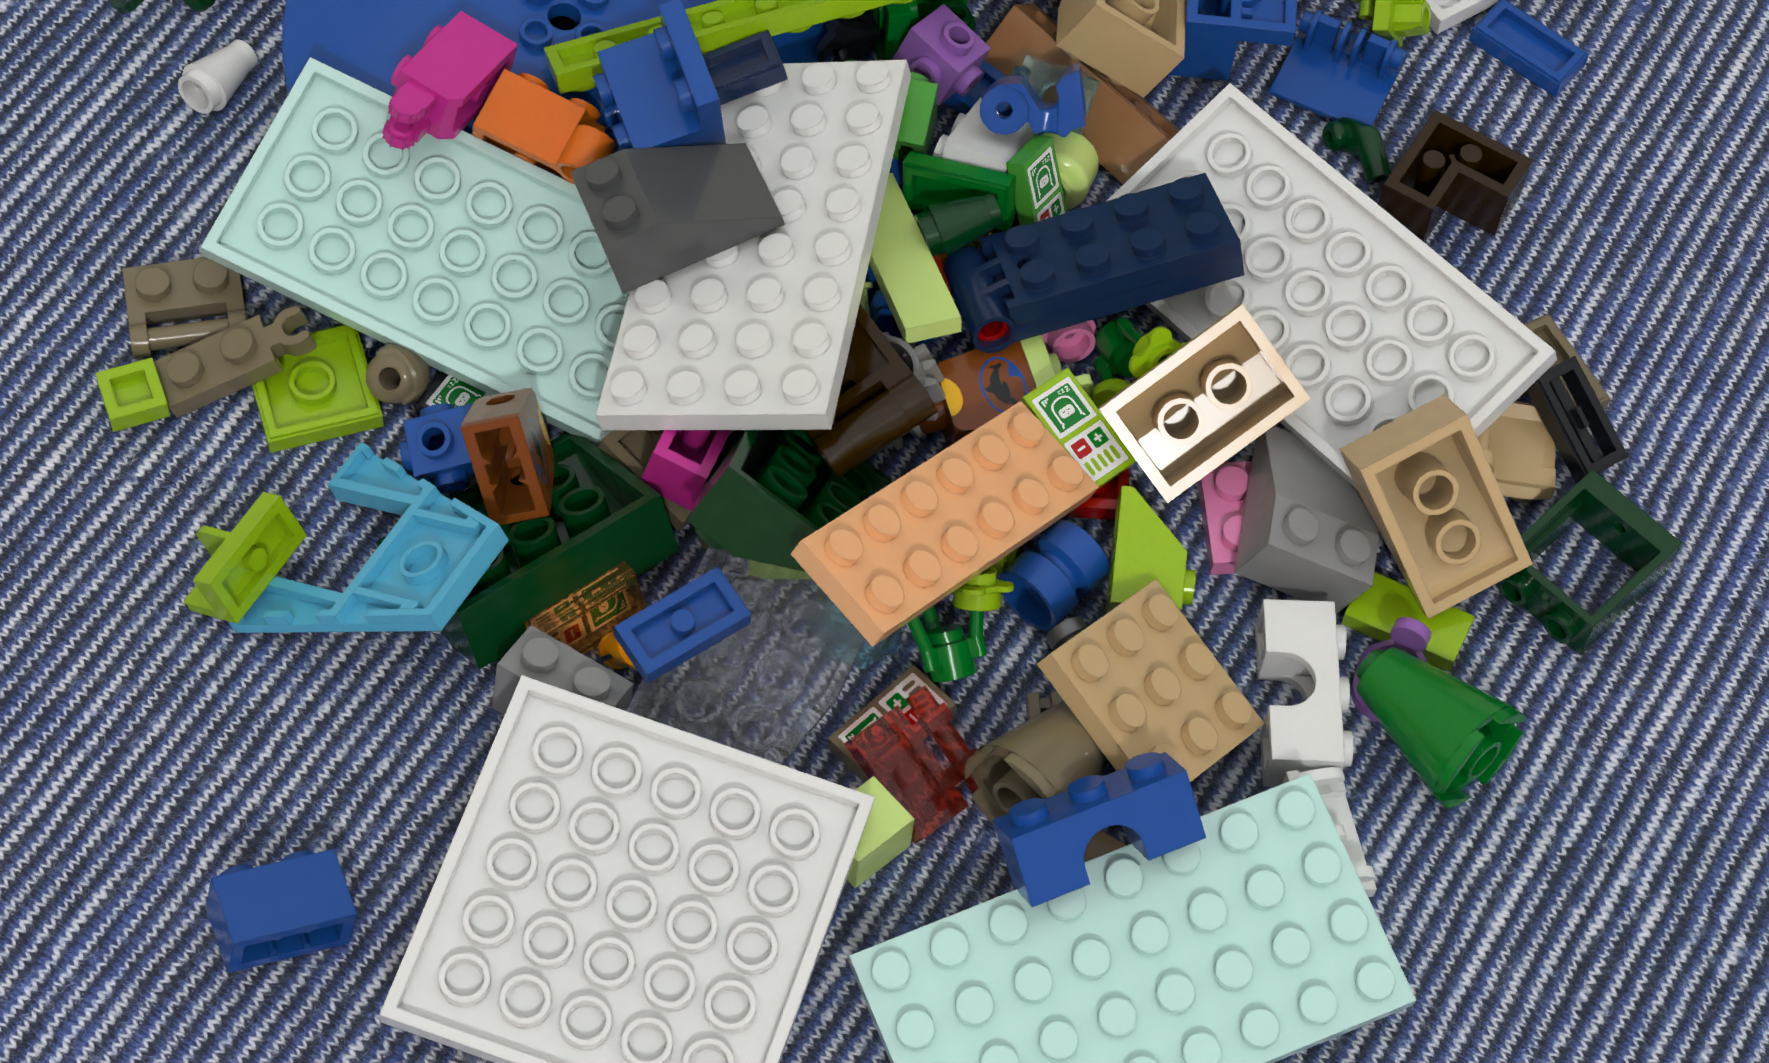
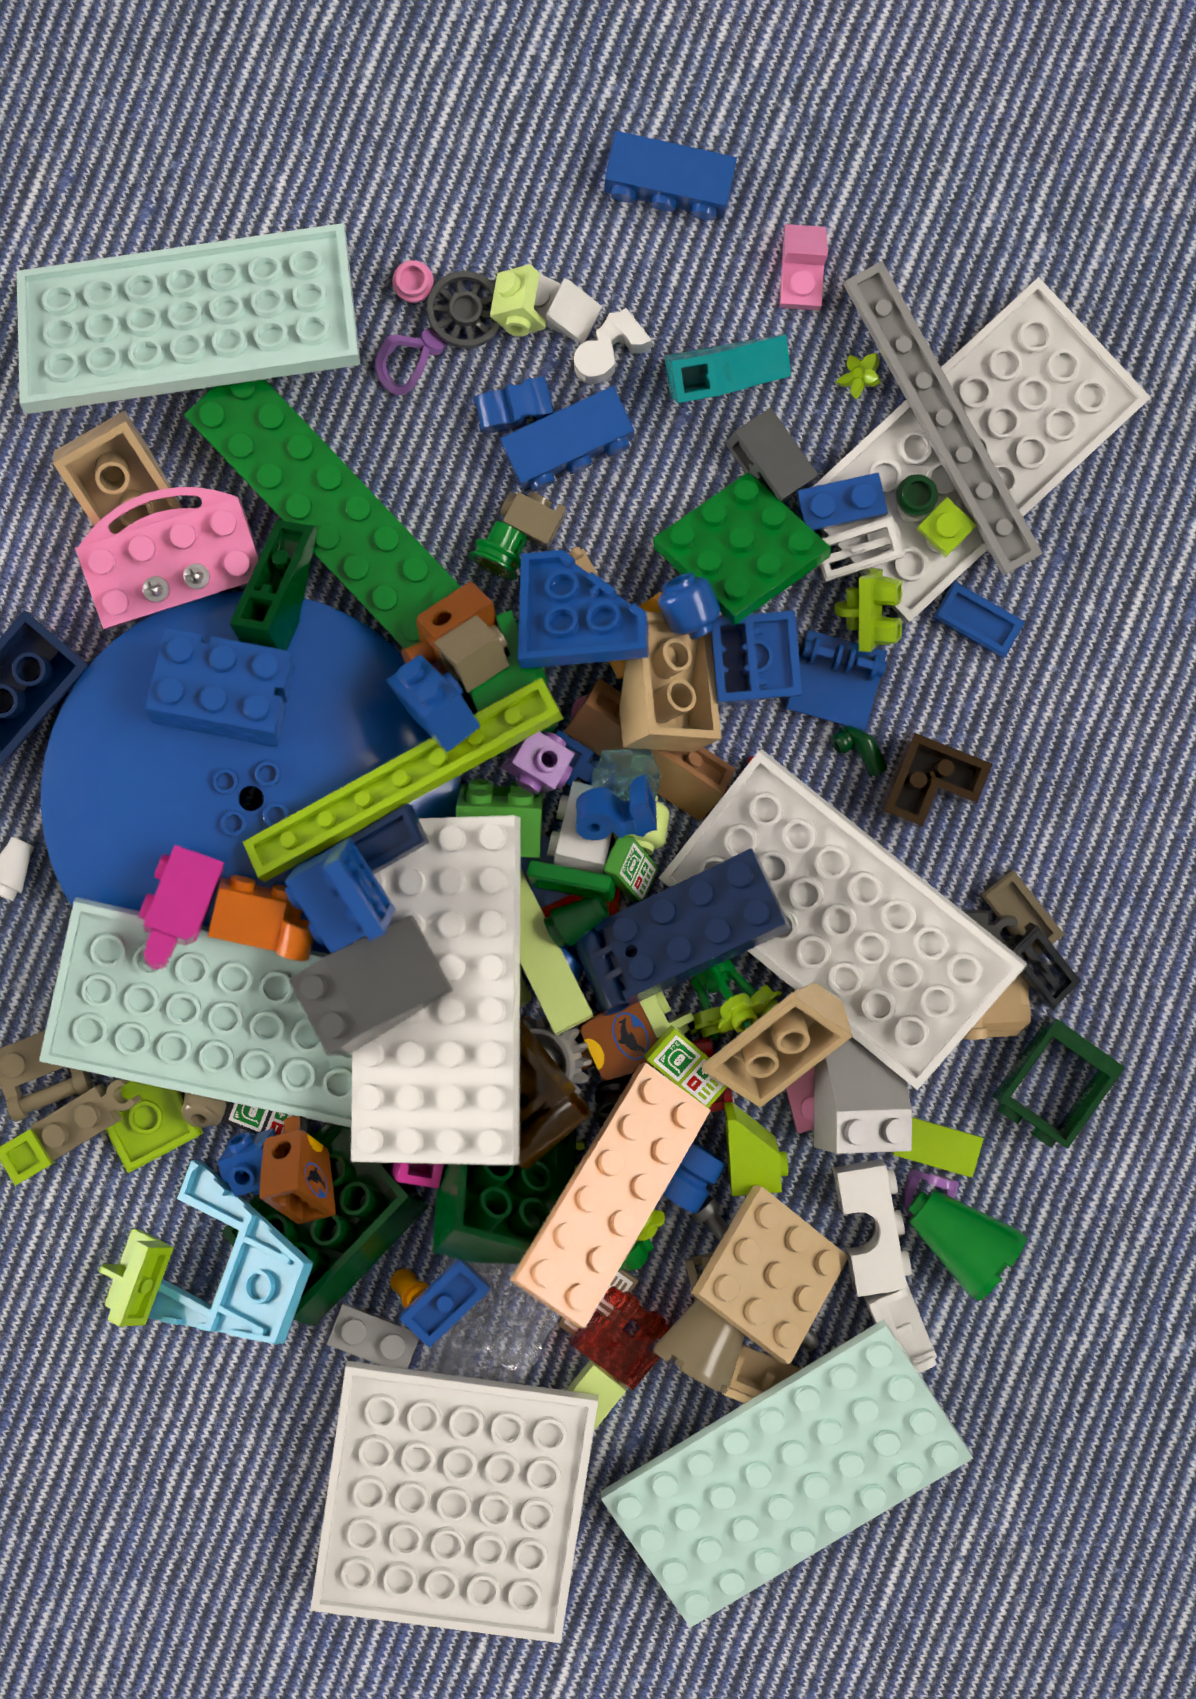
camera: 10 degrees left, 30 degrees up
(280, 909) = (227, 1531): blue brick -> none
(592, 610) = (378, 1271): clear orange tile -> none
(1049, 836) = (771, 1386): blue arch -> none
(1437, 504) = (947, 1091): tan slope -> none

